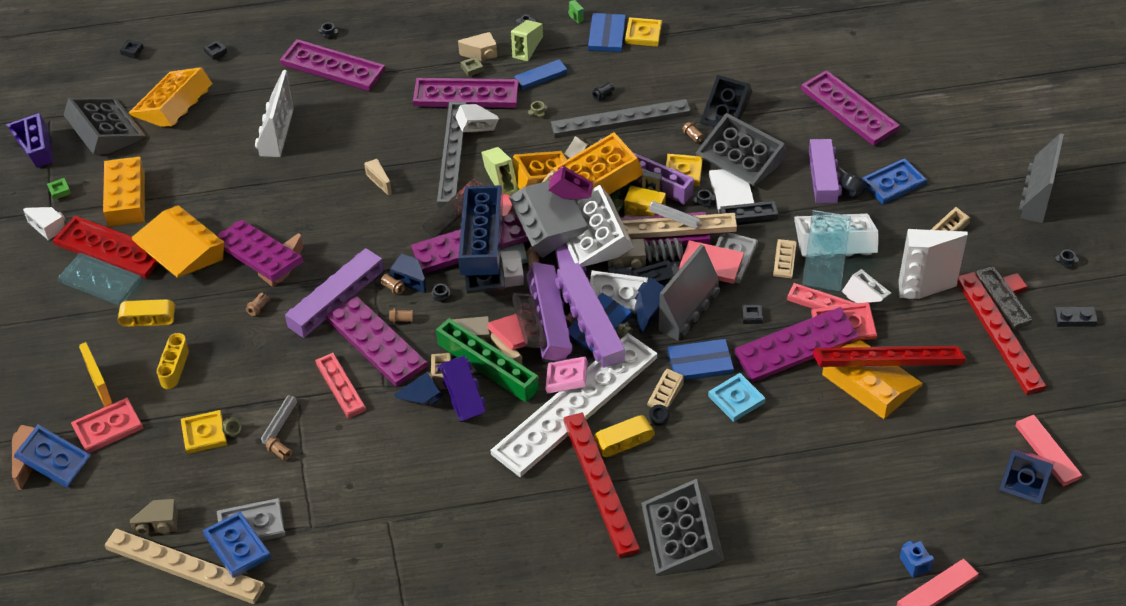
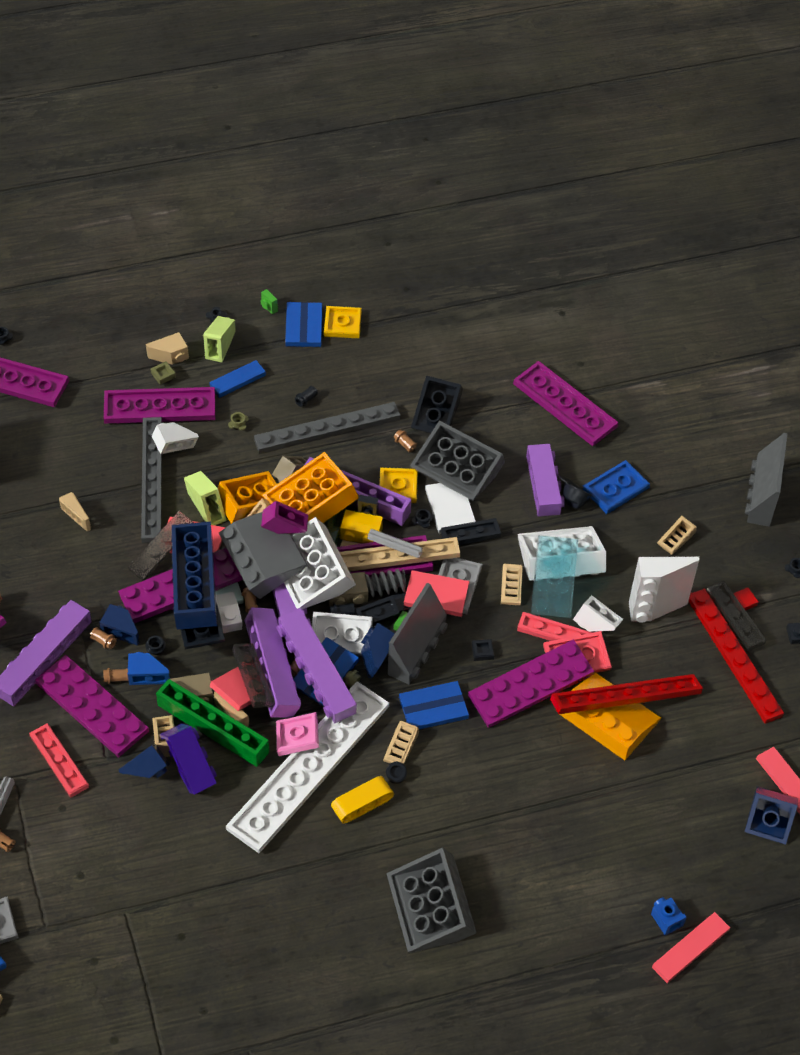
camera: 10 degrees left, 5 degrees up
(428, 312) = (146, 669): none -> blue slope
(601, 485) = (343, 857): red plate -> none
(736, 397) = (474, 747): medium azure plate -> none

